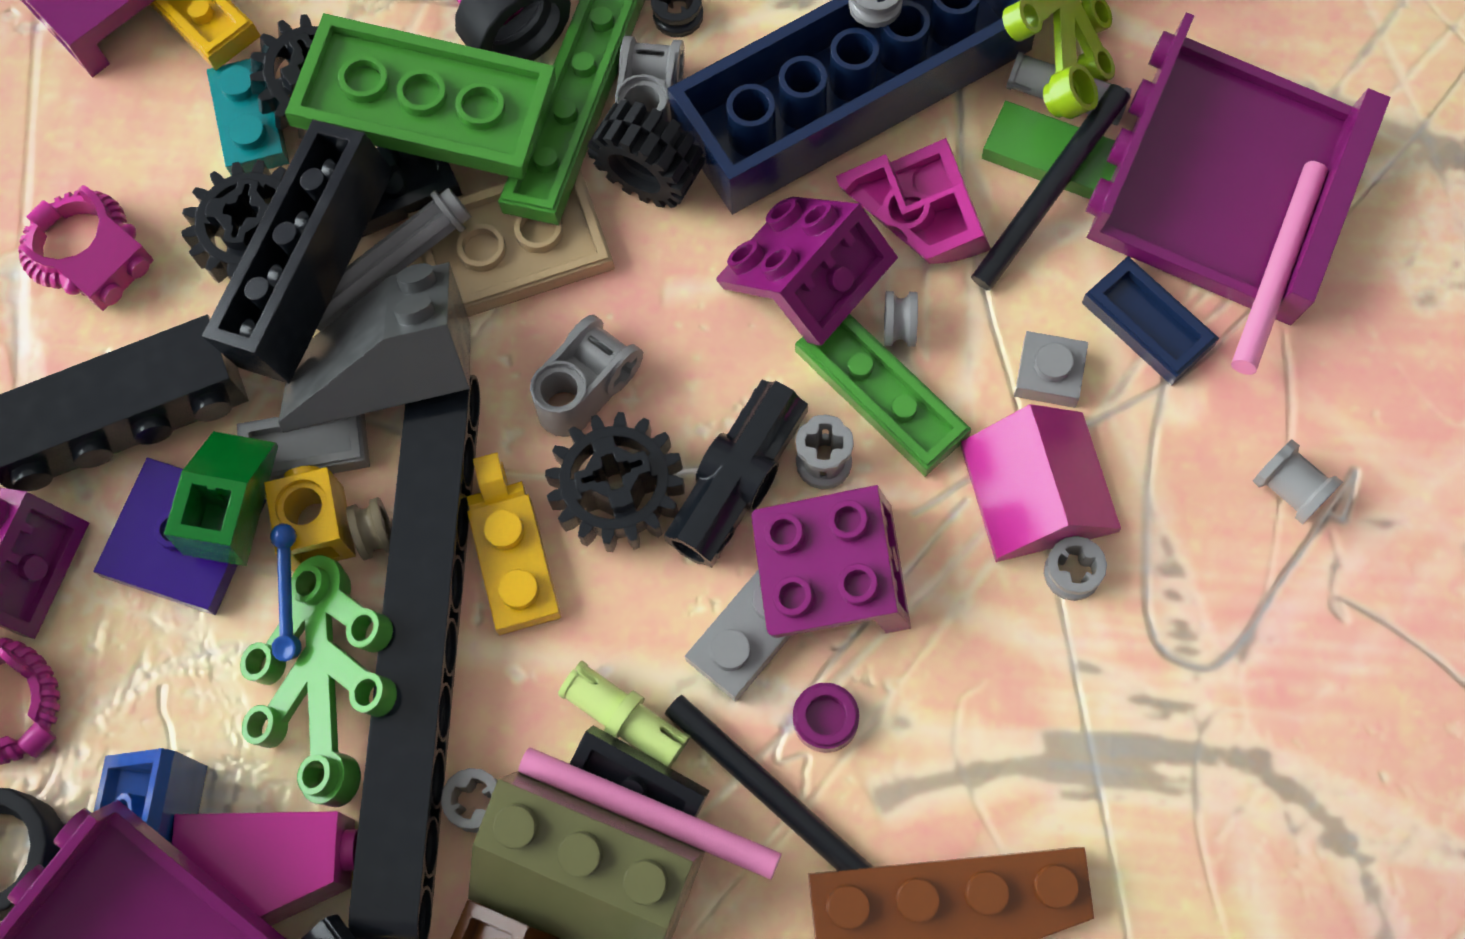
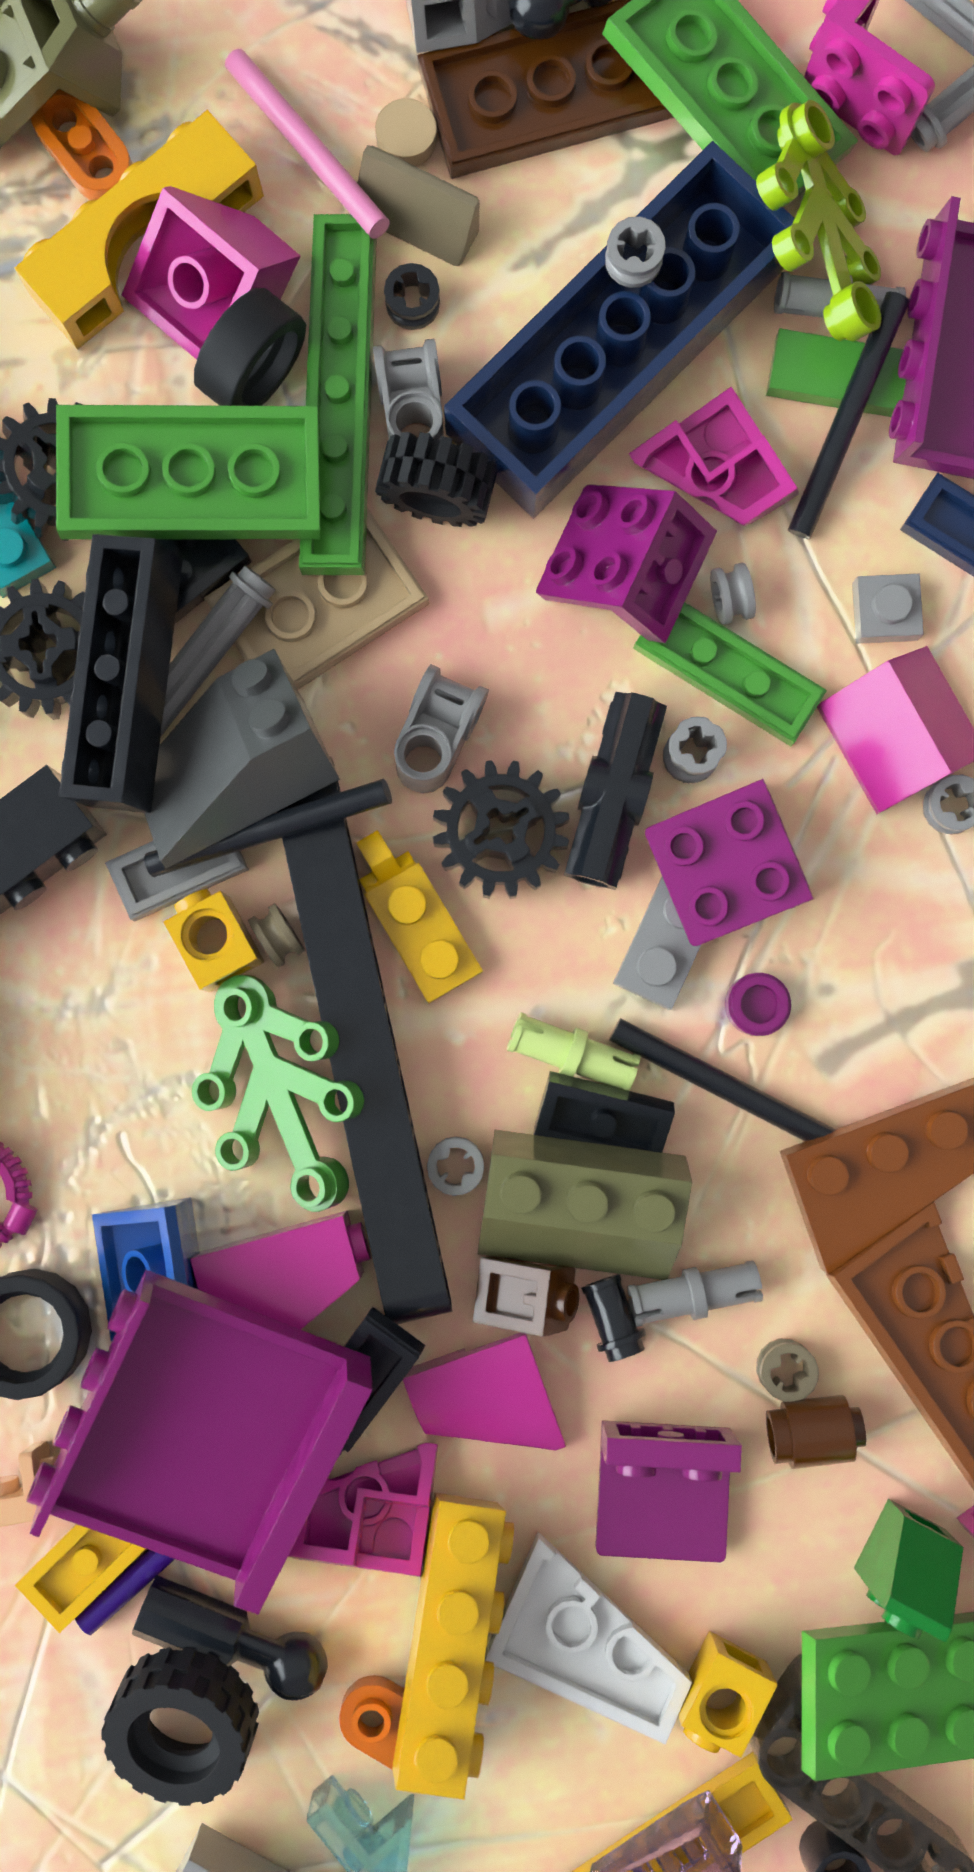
camera: 25 degrees left, 15 degrees up
(147, 560) = (87, 987): dark purple plate -> none
(221, 498) = (127, 944): green slope -> none
(286, 645) = (236, 1070): blue hinge -> none
(401, 419) = (285, 823): none -> black bar
(650, 813) = (628, 1140): bright pink bar -> none

